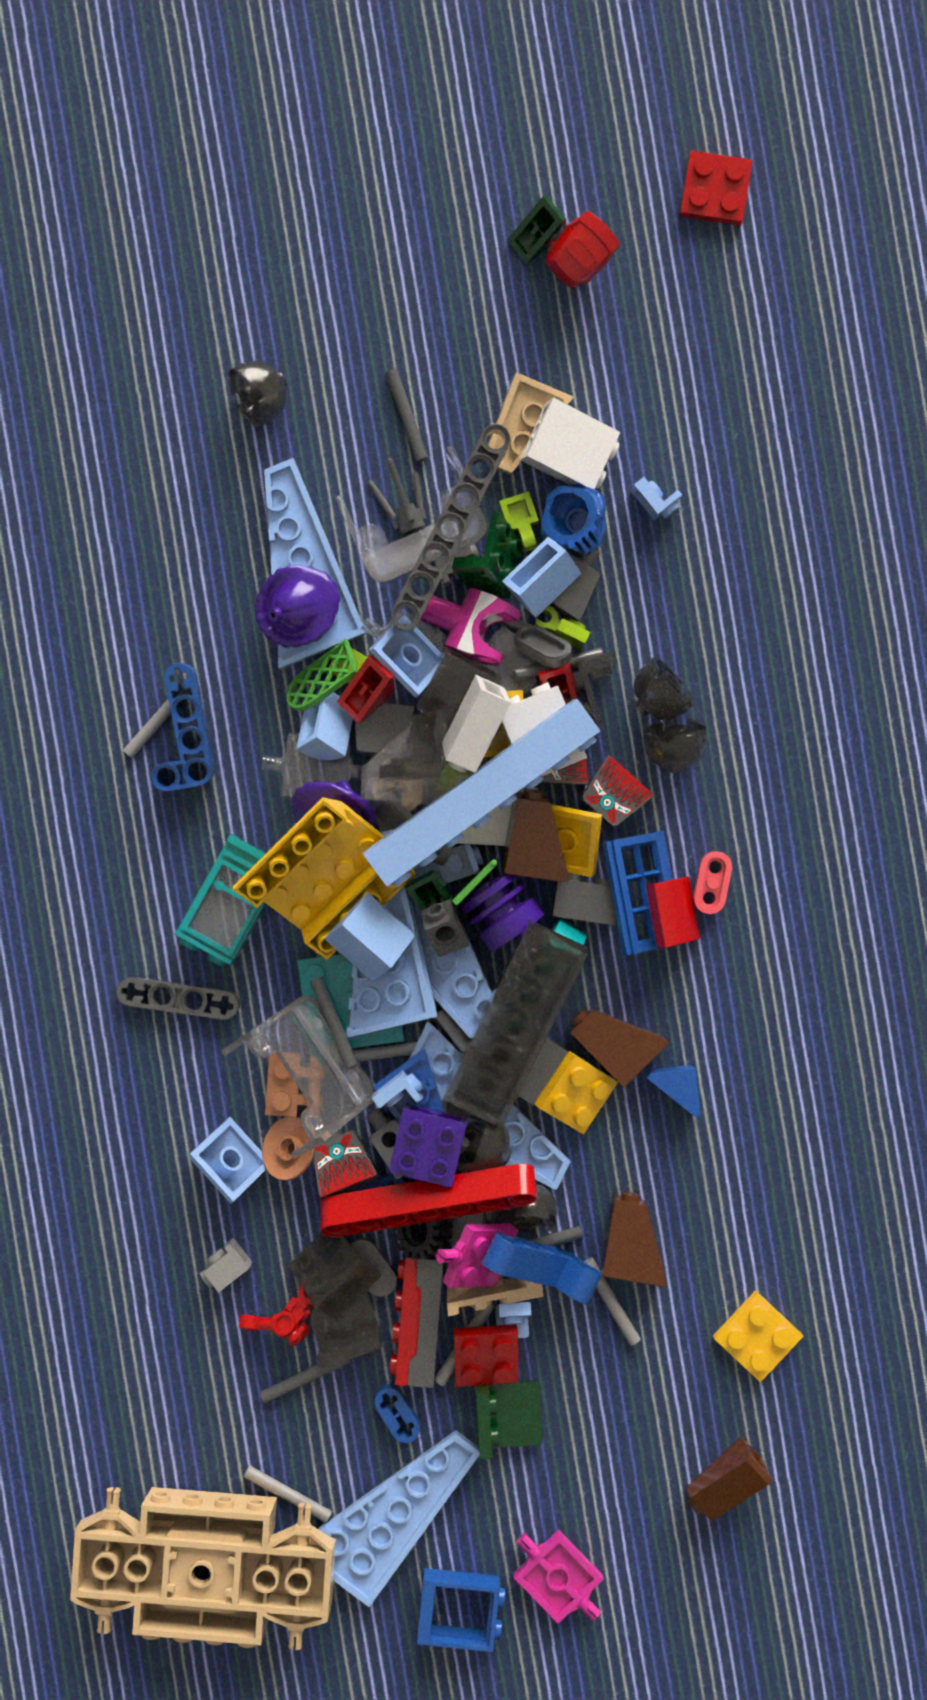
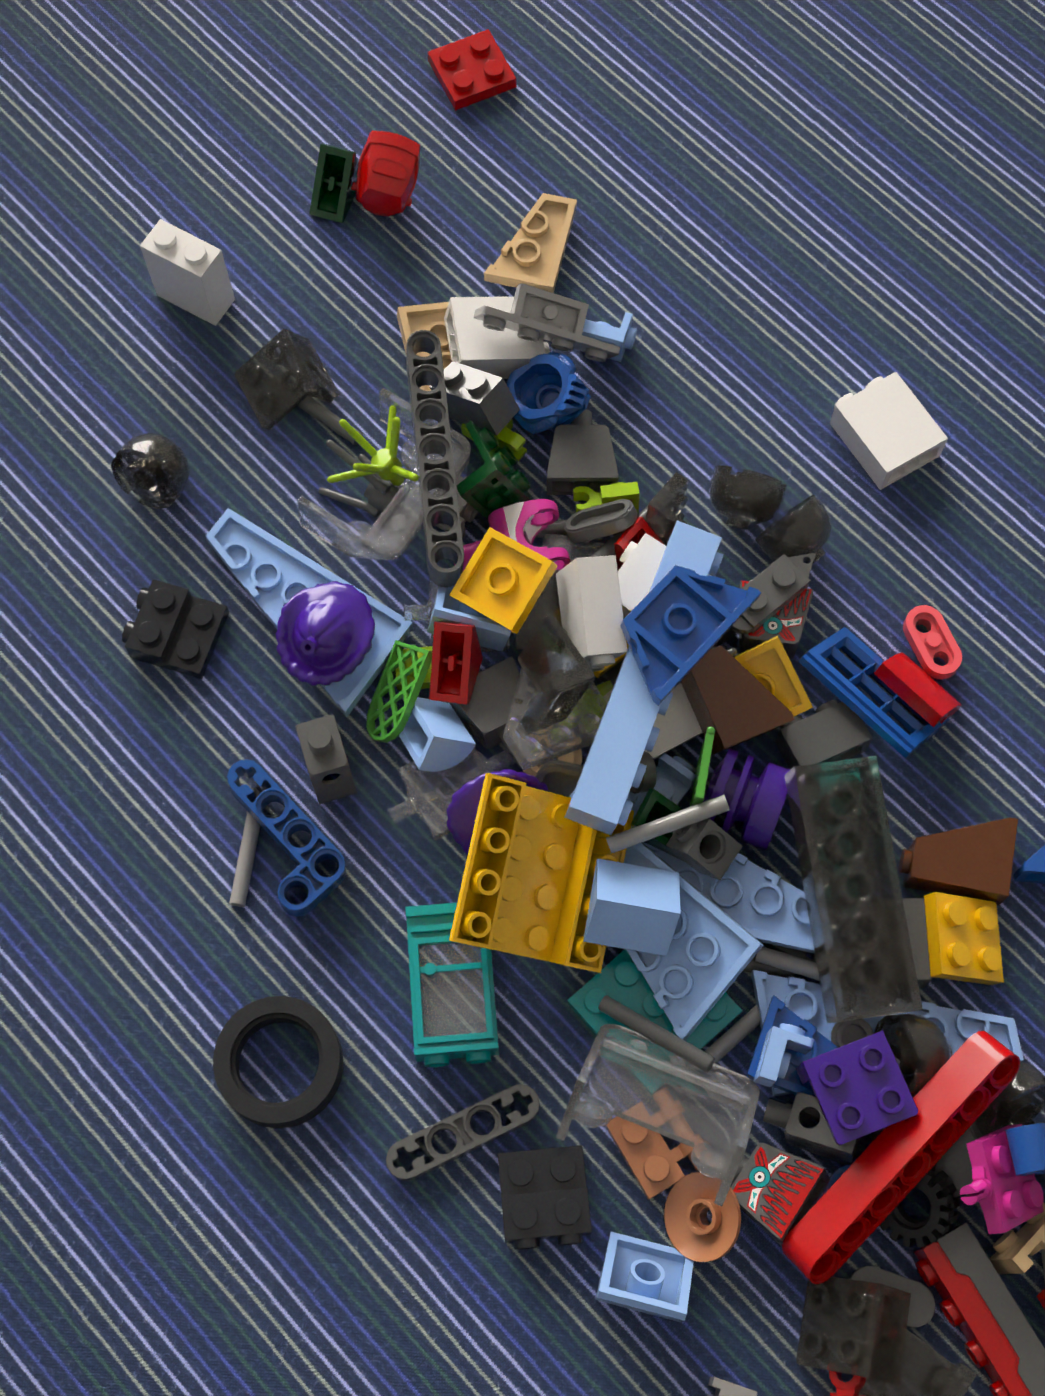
camera: 30 degrees left, 20 degrees down
(51, 878) = (243, 1026): none -> black tyre
(201, 1070) = (544, 1196): none -> black plate
(202, 526) = (174, 629): none -> black plate
(244, 693) = (325, 756): none -> dark grey torso
(376, 243) = (188, 272): none -> white brick
(399, 375) = (283, 377): none -> clear smoke bracket
(419, 501) = (383, 461): none -> lime plant
(426, 903) = (667, 824): none -> light grey bar
(433, 658) = (503, 580): none -> yellow plate
(518, 492) = (478, 397): none -> dark grey brick
(523, 780) = (680, 625): none -> blue wing
(542, 576) = (554, 455): light blue brick -> none
(607, 779) = (778, 587): none -> dark grey plate
(613, 462) = (547, 317): none -> light grey bracket
(652, 388) = (537, 247): none -> tan wing
(801, 706) = (887, 429): none -> white brick

